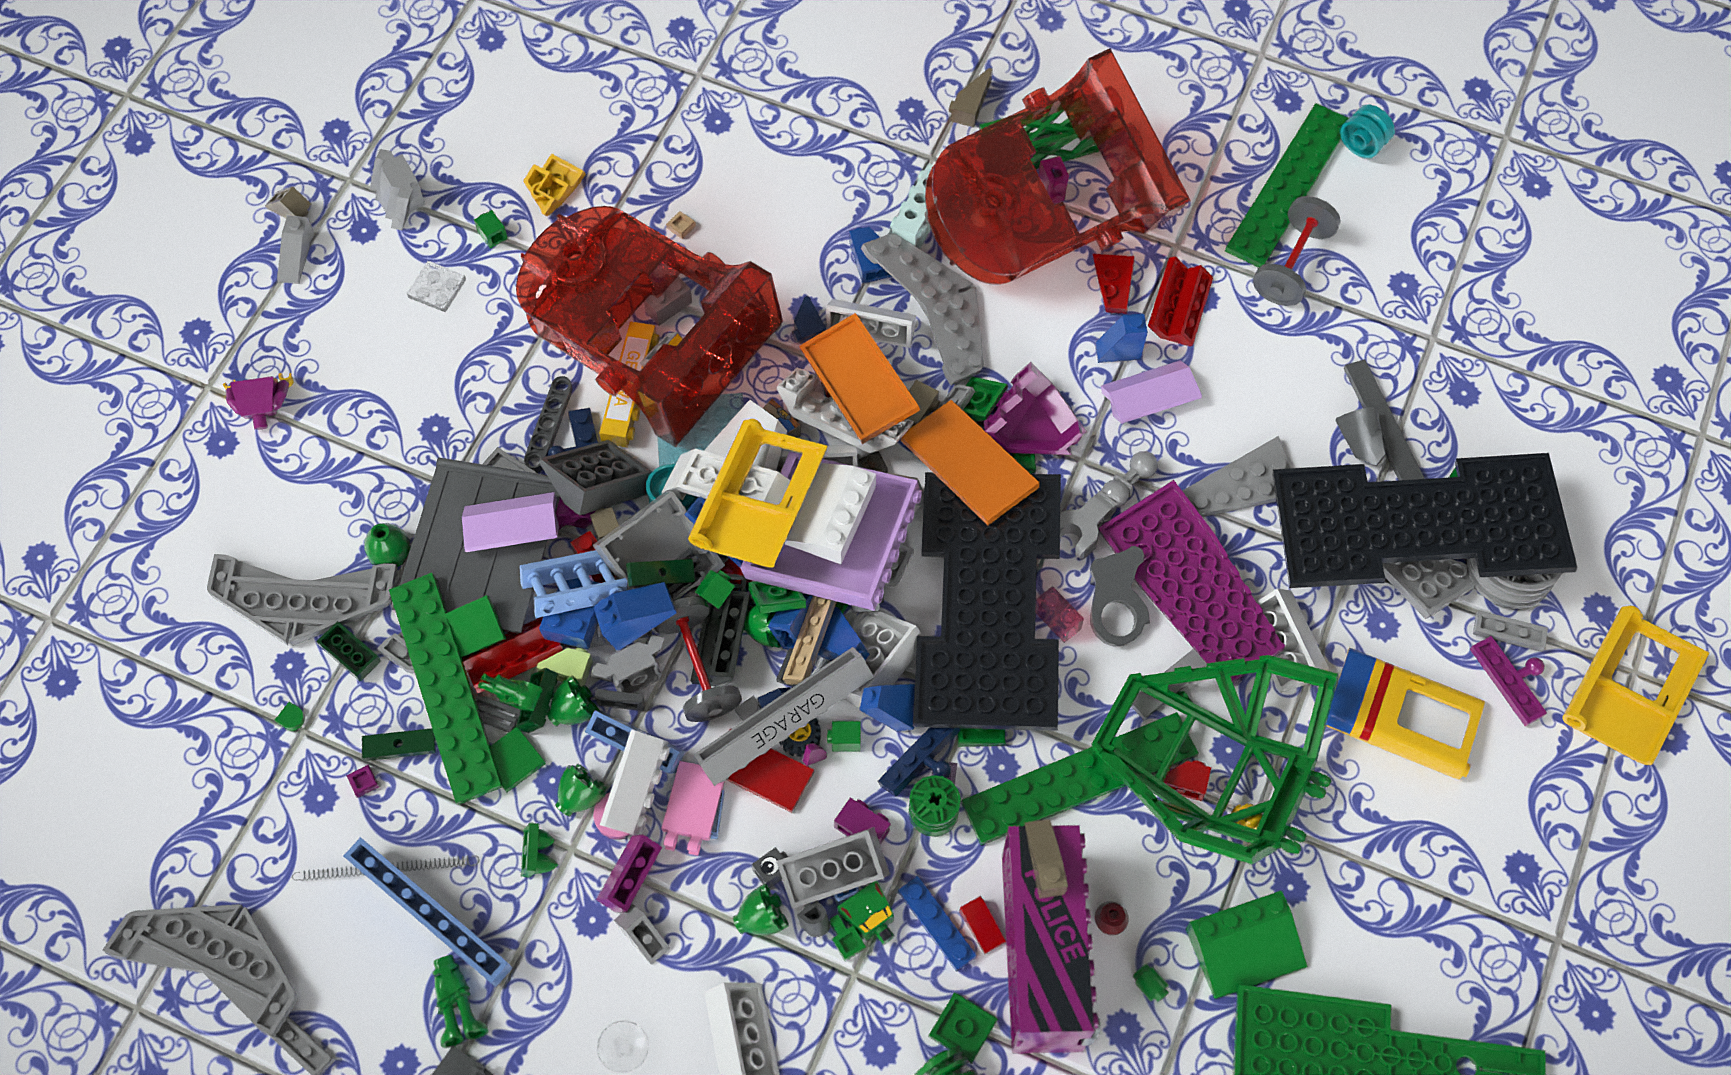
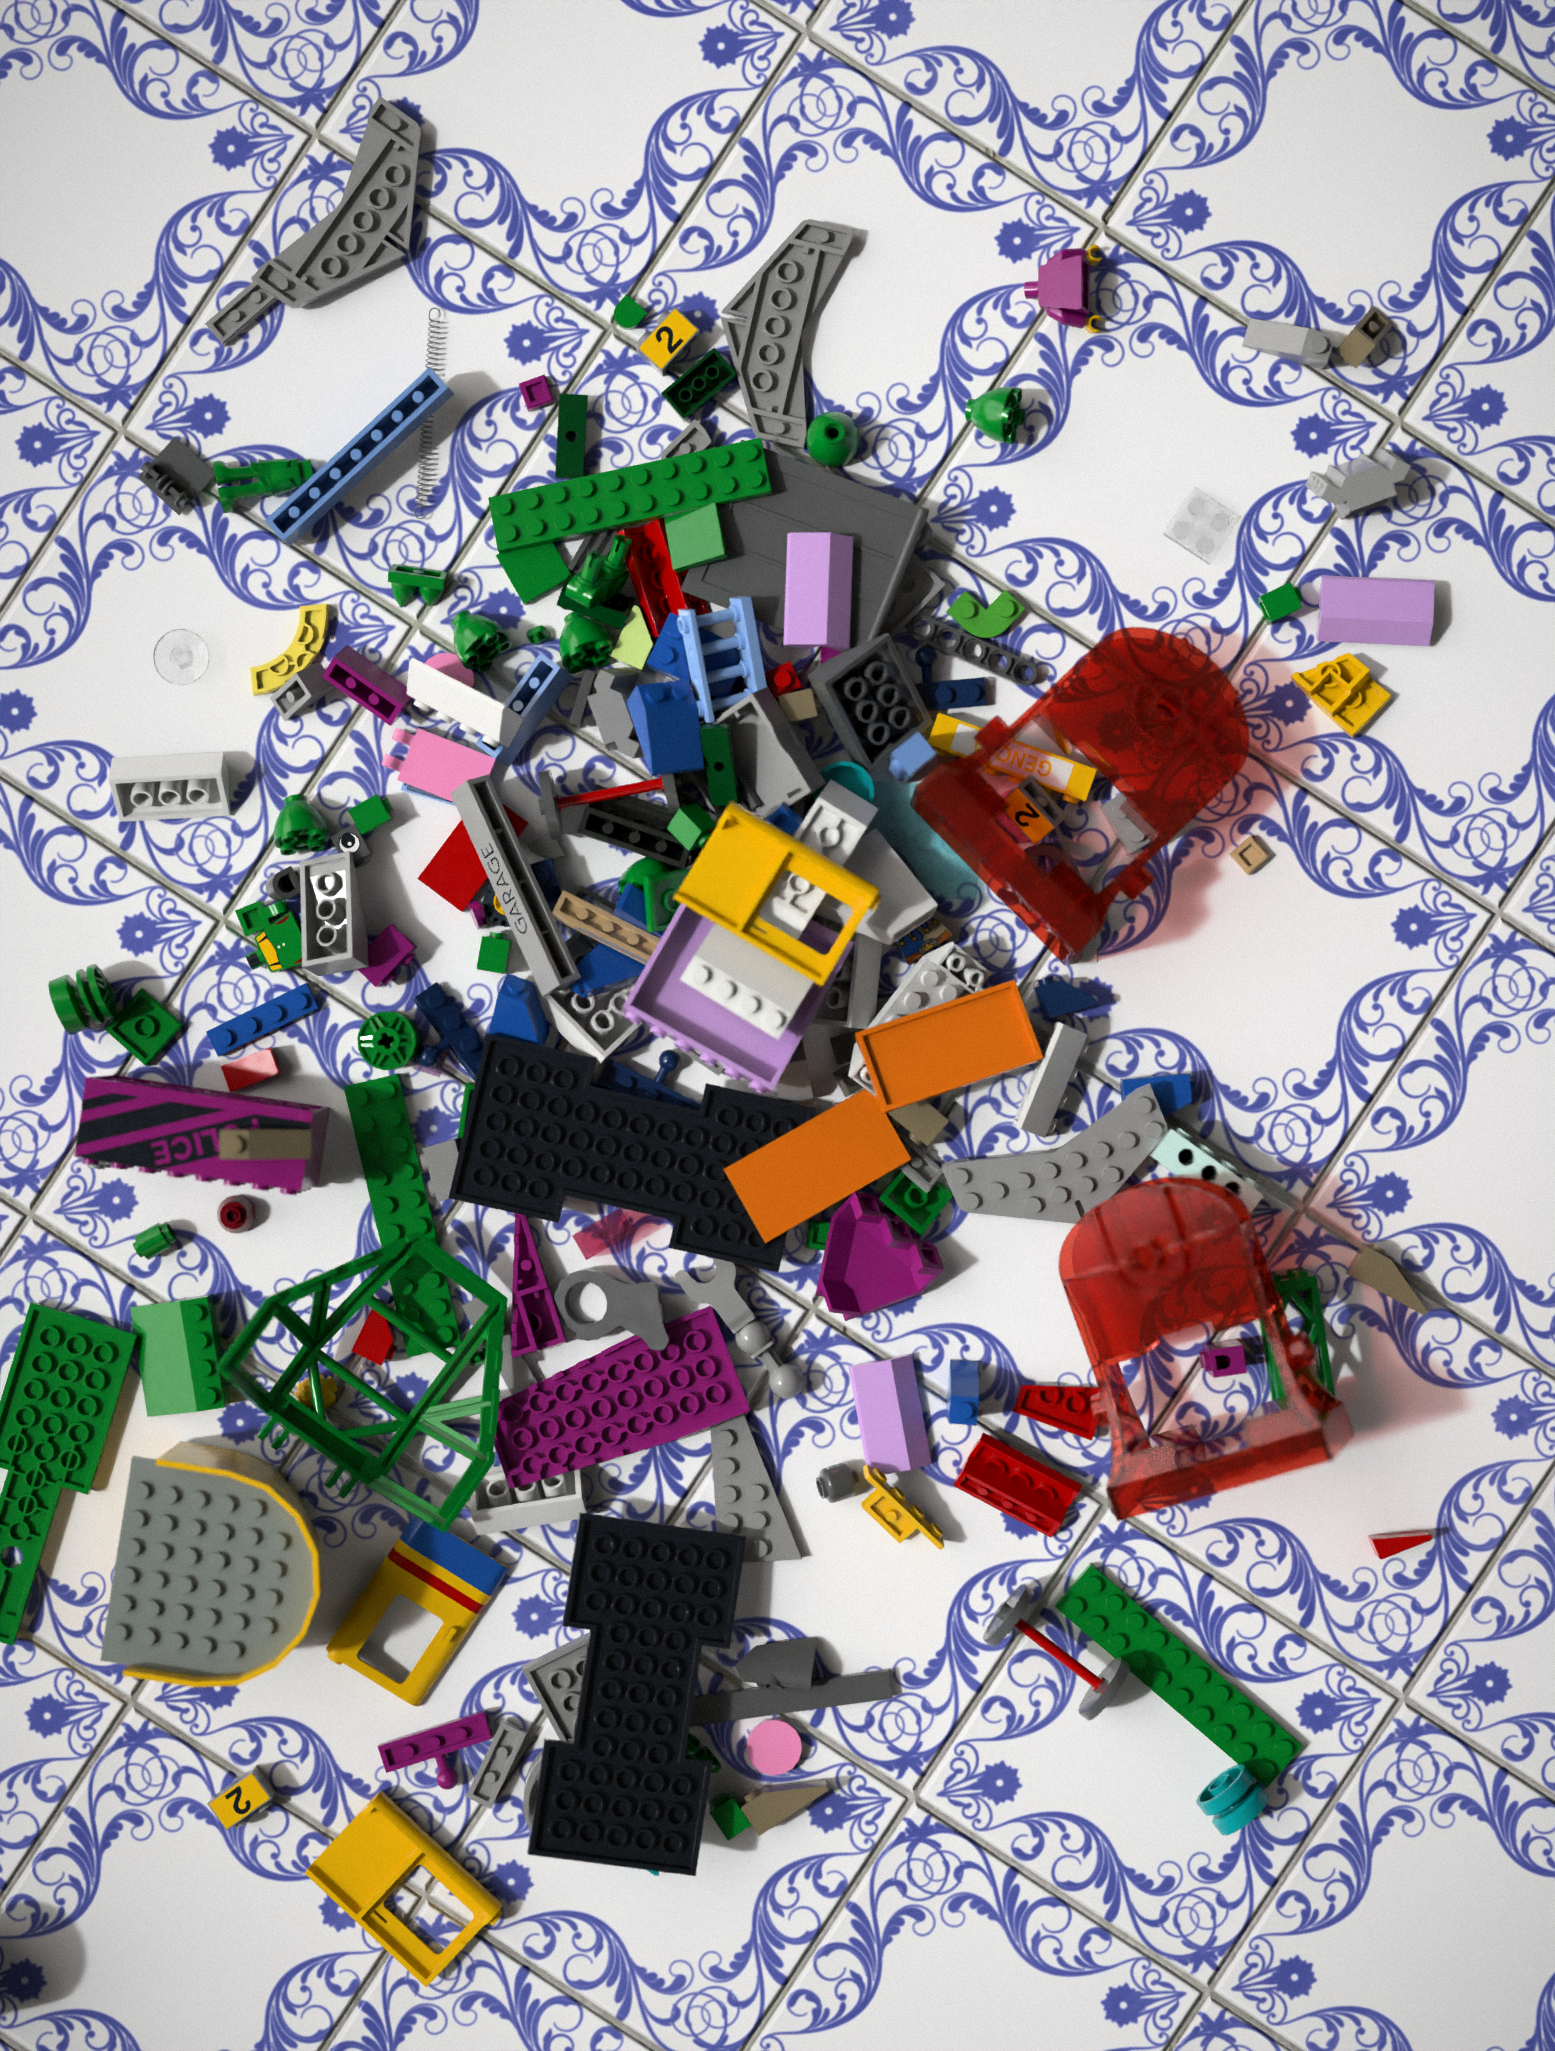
camera: 100 degrees right, 25 degrees up
(313, 680) = (667, 340): none -> brick
(359, 430) = (997, 413): none -> green piece
(490, 170) = (1375, 610): none -> lavender slope
(523, 417) = (987, 622): none -> bright green plate
(570, 748) = (537, 635): none -> green rock
(609, 944) = (298, 656): none -> light yellow tile
(636, 433) = (910, 758): none -> medium blue brick
(740, 855) = (372, 814): none -> green brick
(896, 457) = (846, 1083): none -> clear smoke plate
(932, 612) = (627, 1081): none -> dark blue plate
(1032, 747) = (441, 1163): none -> light grey brick
(1136, 656) = (535, 1313): none -> magenta wedge
(1156, 67) = (1392, 1543): none -> red slope
(1212, 419) = (837, 1482): none -> dark grey head
(1223, 376) = (894, 1513): none -> yellow bracket
(1428, 434) = (774, 1746): none -> bright pink tile
(1428, 851) = (210, 1569): none -> light grey piece
(1469, 422) = (777, 1802): none -> dark tan slope
(1493, 447) = (728, 1814): none -> green brick
(1608, 827) = (241, 1798): none -> brick

